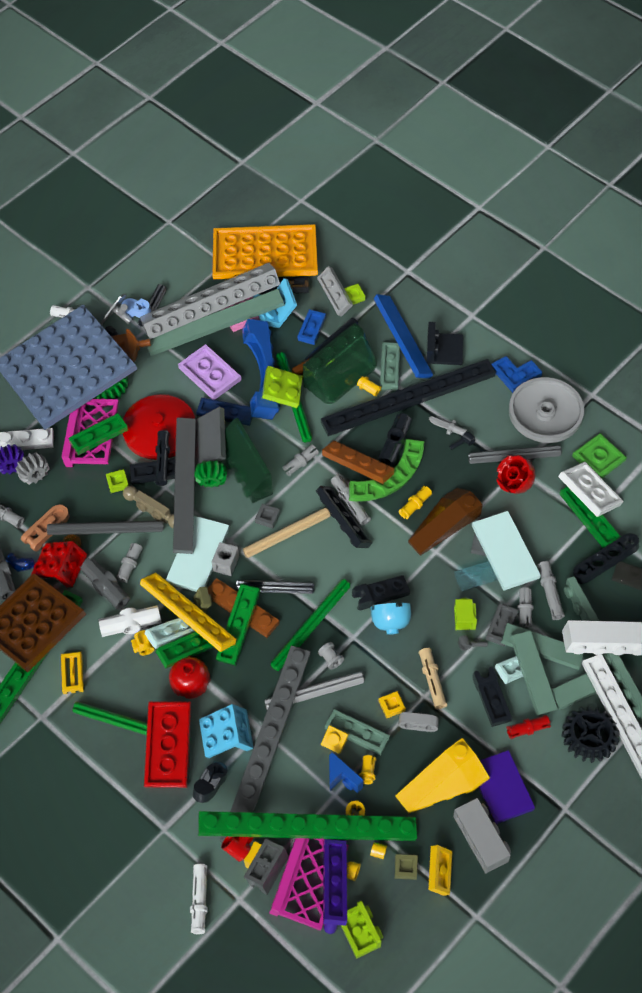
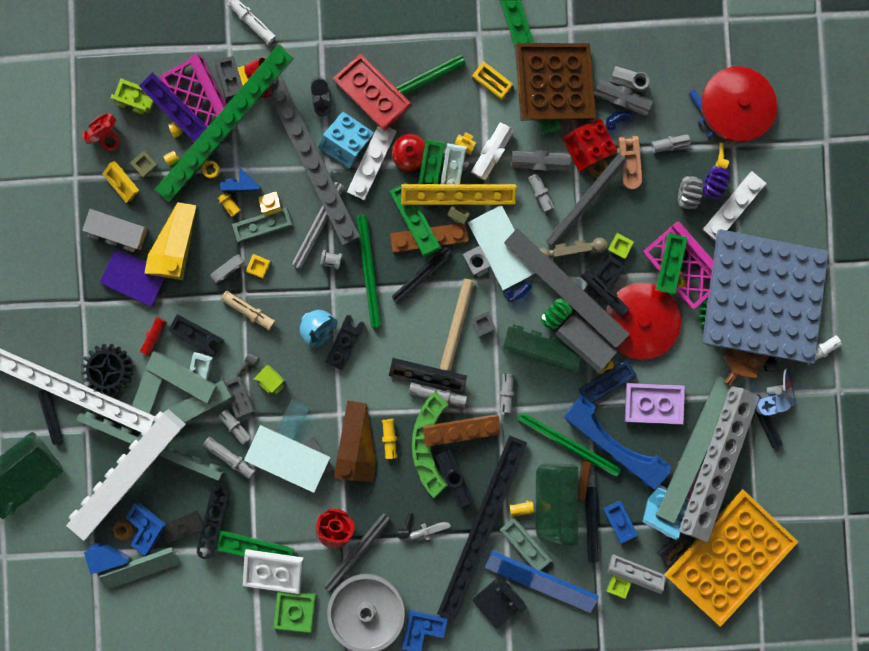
camera: 135 degrees right, 30 degrees up
(220, 512) = (520, 293): none -> clear blue arm
(236, 694) = (371, 162): none -> white plate
(282, 387) = (580, 439): lime plate -> none
(415, 926) = (101, 129): none -> red tile

